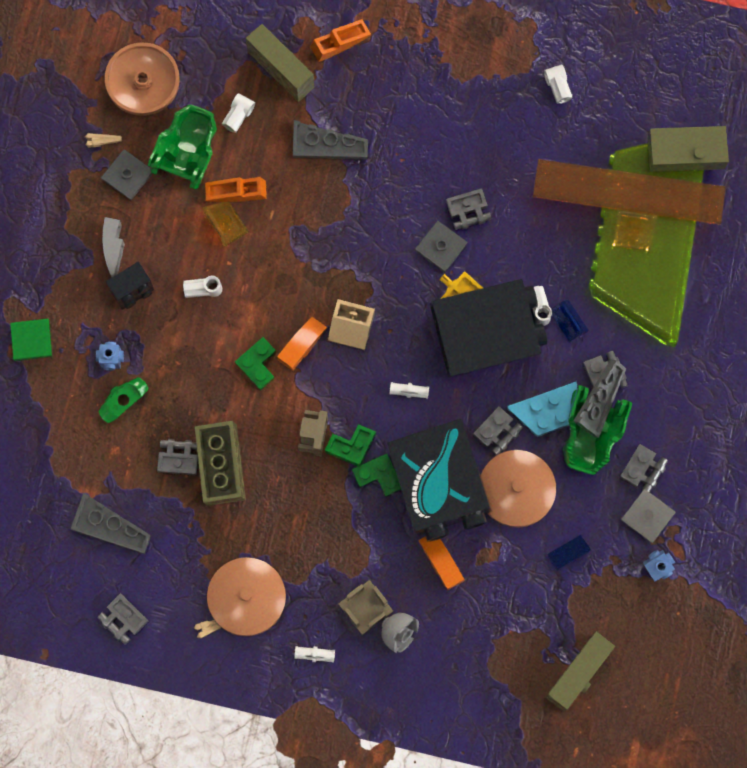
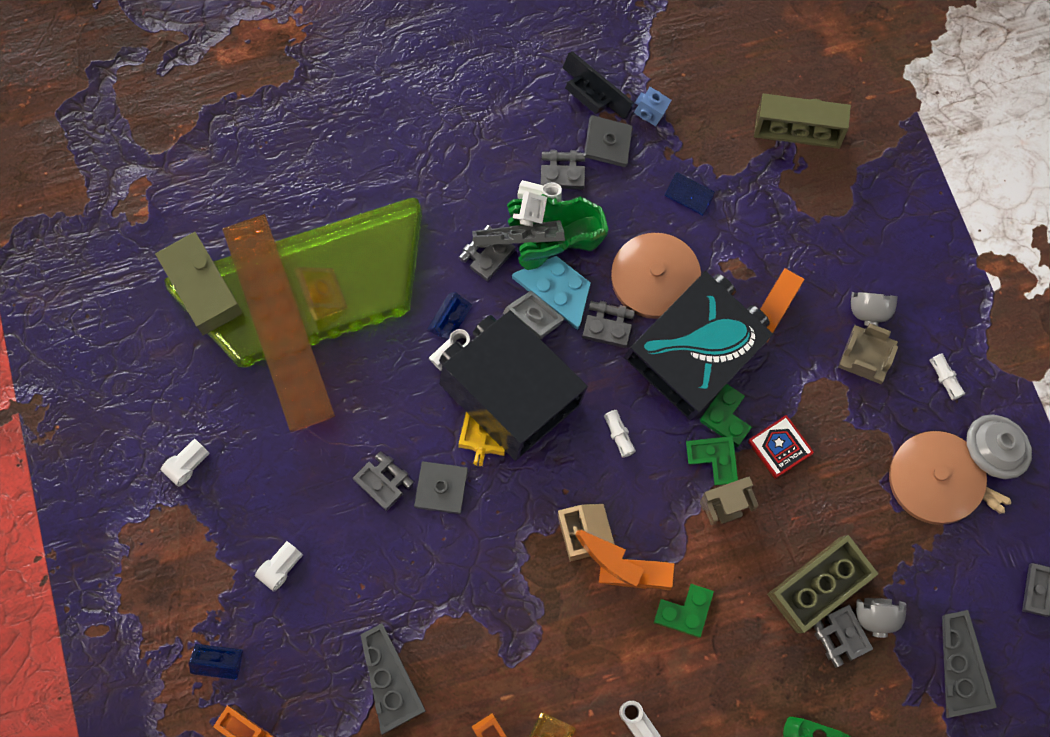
camera: 115 degrees left, 5 degrees down
(176, 490) = (880, 615): none -> light grey cylinder
(241, 654) = (999, 446): none -> light grey piece
(320, 322) = (610, 558): none -> orange slope
(333, 499) = (780, 447): none -> tile
(406, 41) = (215, 661): none -> clear blue slope
(445, 107) = (274, 571): none -> white piece
(532, 376) = (535, 314): none -> light grey plate
(614, 414) = (531, 209): none -> white bracket
(631, 437) = (551, 189): none -> white piece
(699, 528) = (594, 89): none -> black bracket

